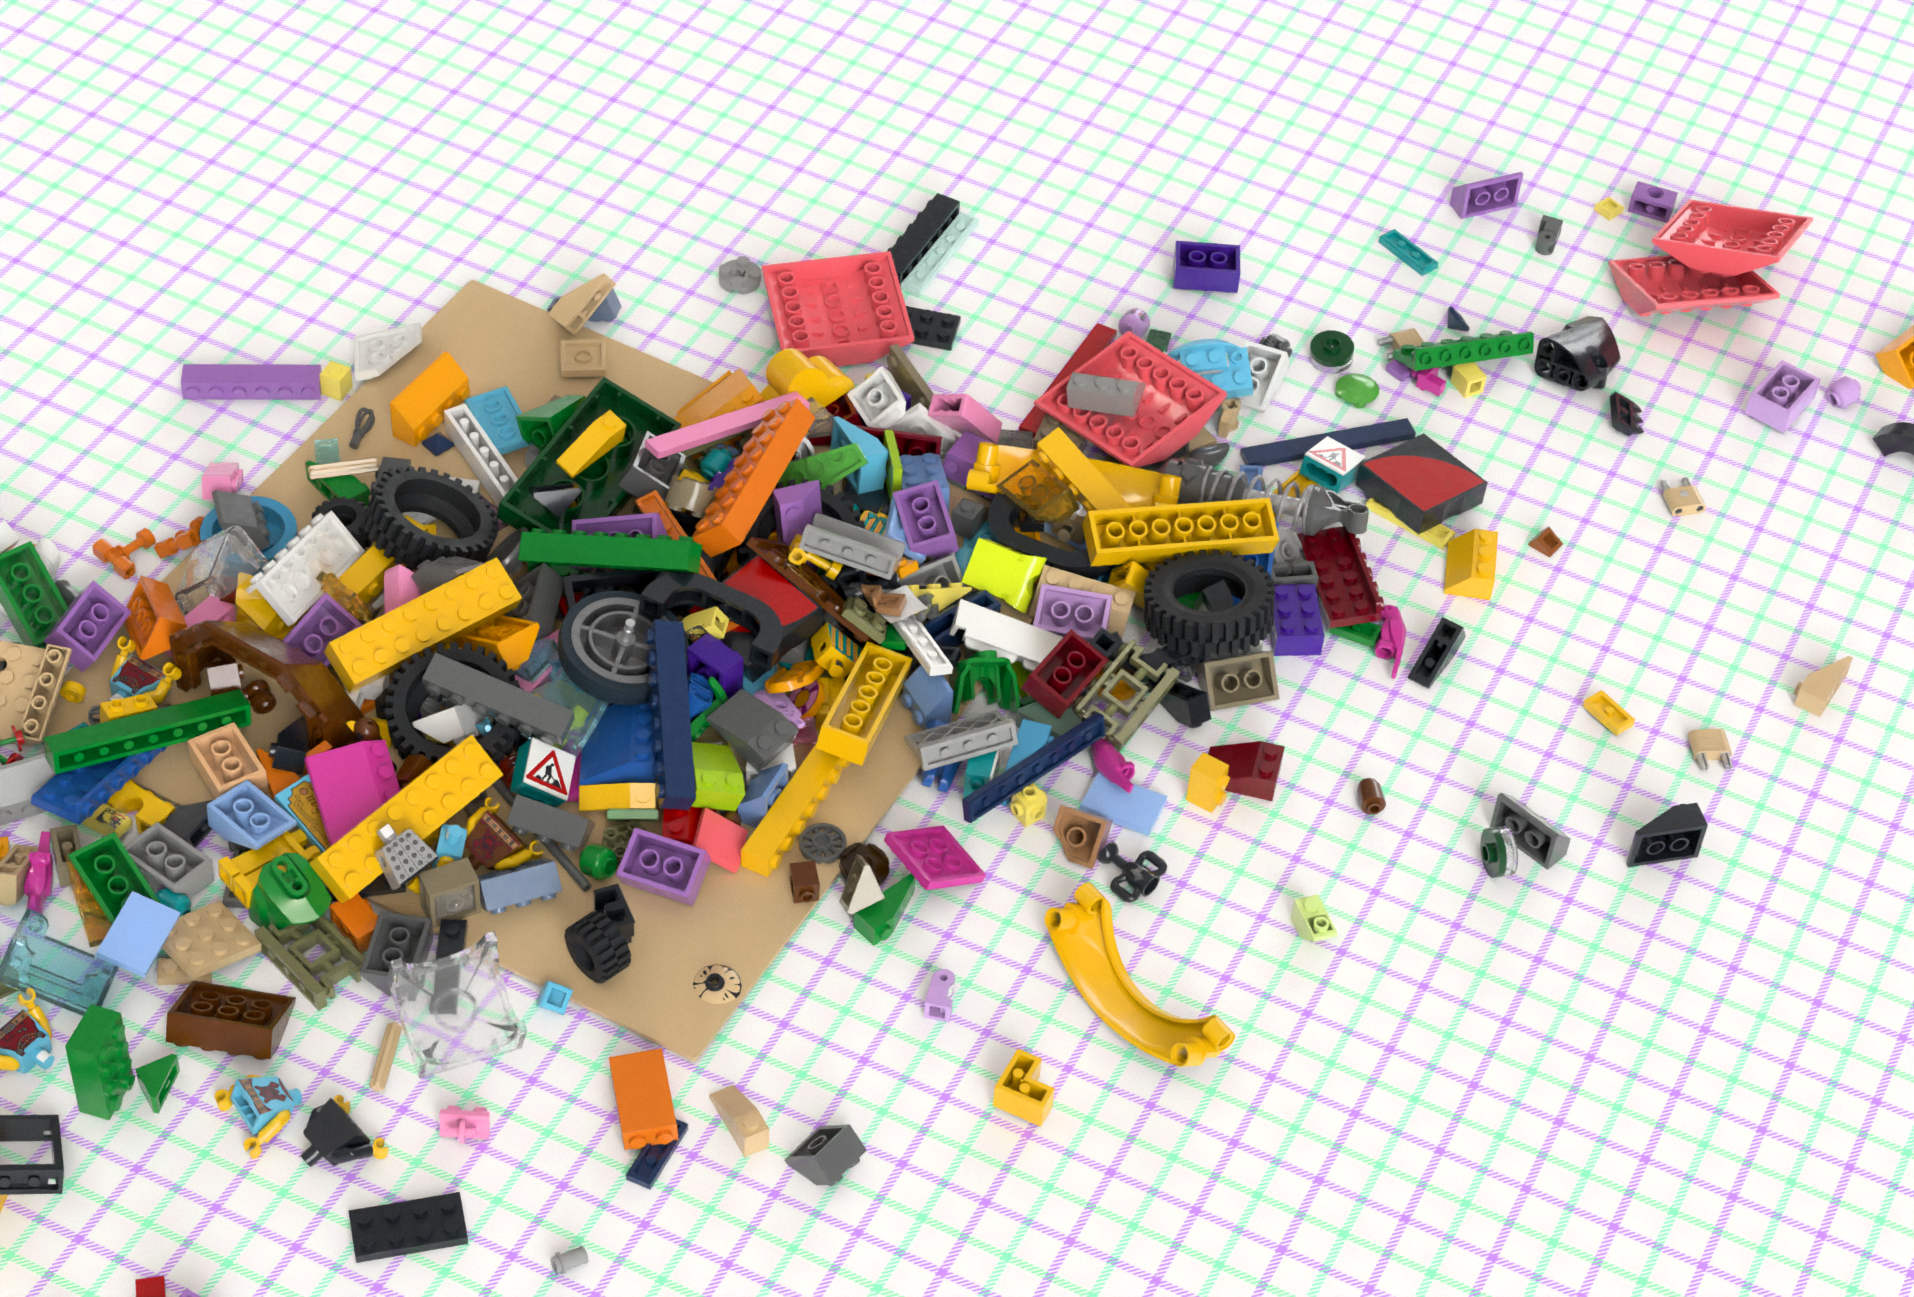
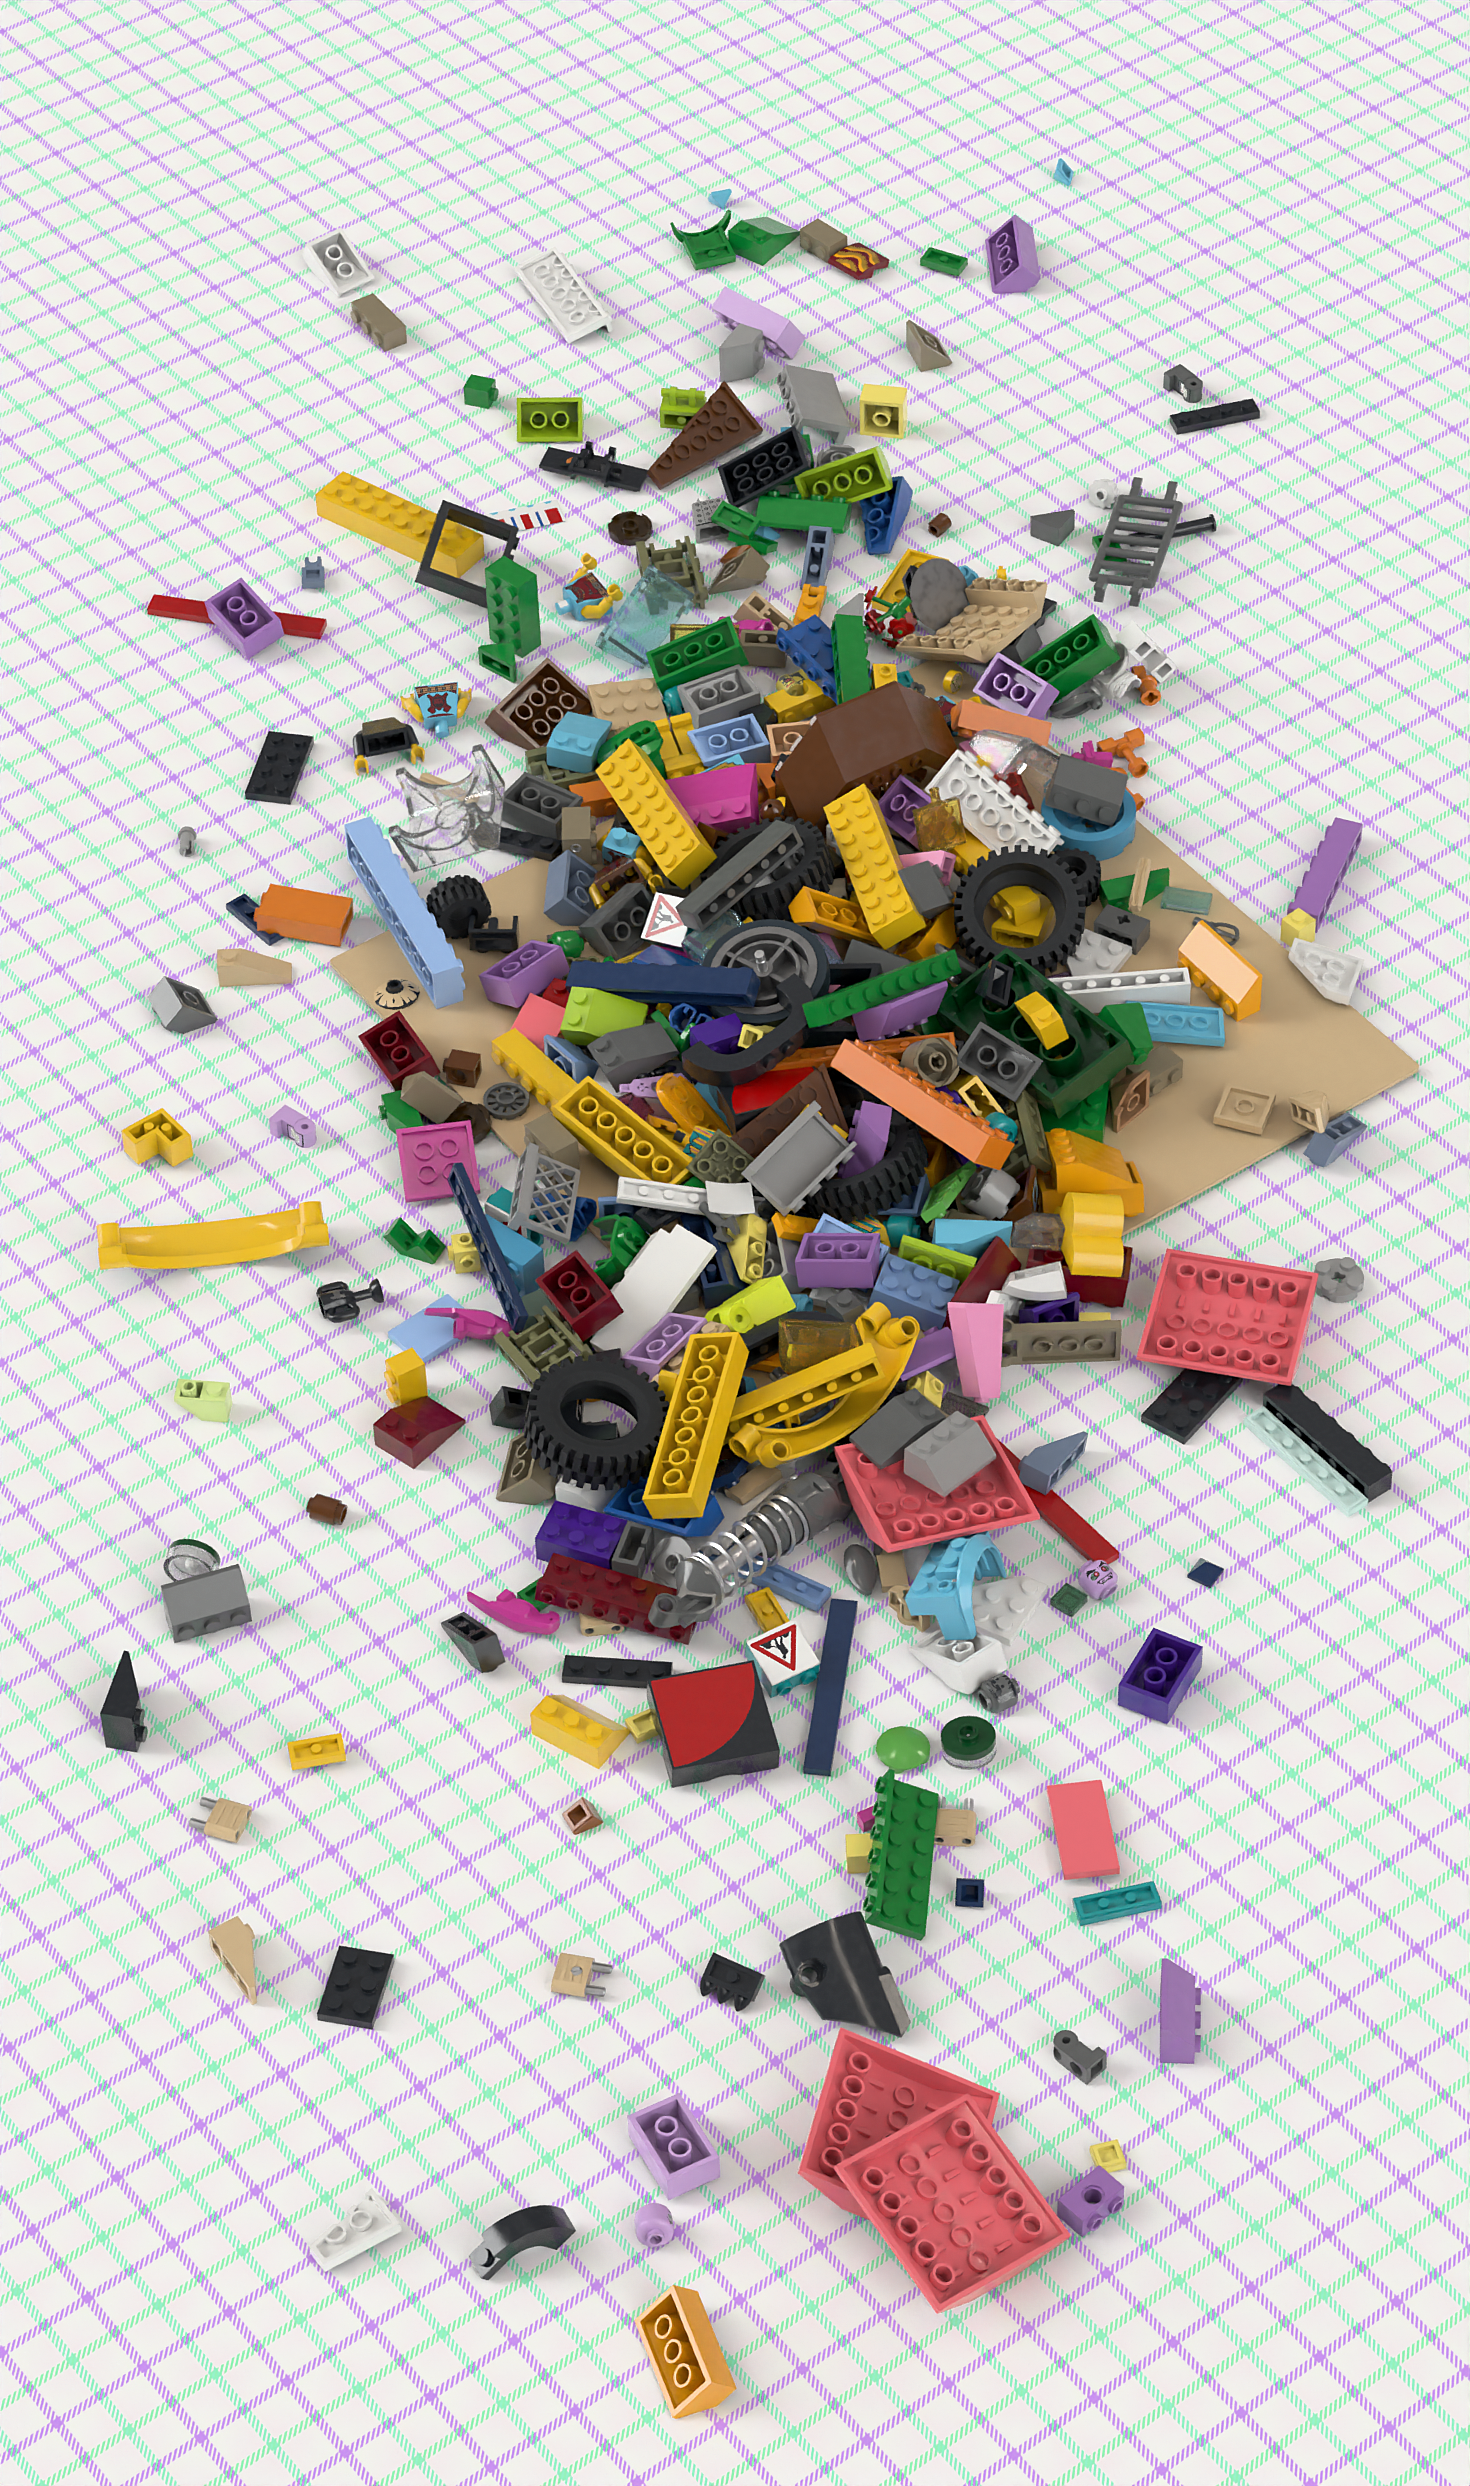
camera: 120 degrees right, 0 degrees up
(138, 934) = (638, 656): light blue tile -> none
(143, 567) = (1089, 755): none -> dark pink piece
(221, 477) = (1173, 811): bright pink brick -> none
(290, 943) = (577, 742): none -> medium azure slope
(402, 855) = (607, 794): light grey torso -> none
(464, 1124) = (349, 811): bright pink hips -> none
(617, 998) = (404, 912): none -> light blue brick
(715, 428) = (1027, 1127): bright pink tile -> none
(812, 935) = (397, 1050): none -> dark red brick
(884, 603) = (731, 1185): medium nougat slope -> none
(886, 768) = (553, 1142): none -> dark tan brick
(1032, 850) = (407, 1242): none -> green slope
(1036, 371) = (1051, 1461): none -> sand blue slope
(1081, 834) = (409, 1281): medium nougat slope -> none
(1082, 279) = (1205, 1573): none -> dark blue slope
(1096, 426) = (896, 1427): none -> dark grey slope
(1105, 643) = (595, 1332): black brick -> none
(1363, 278) = (1083, 1829): none -> coral tile
(1400, 566) = (613, 1671): none -> black plate
(1788, 616) = (355, 1987): none -> black plate

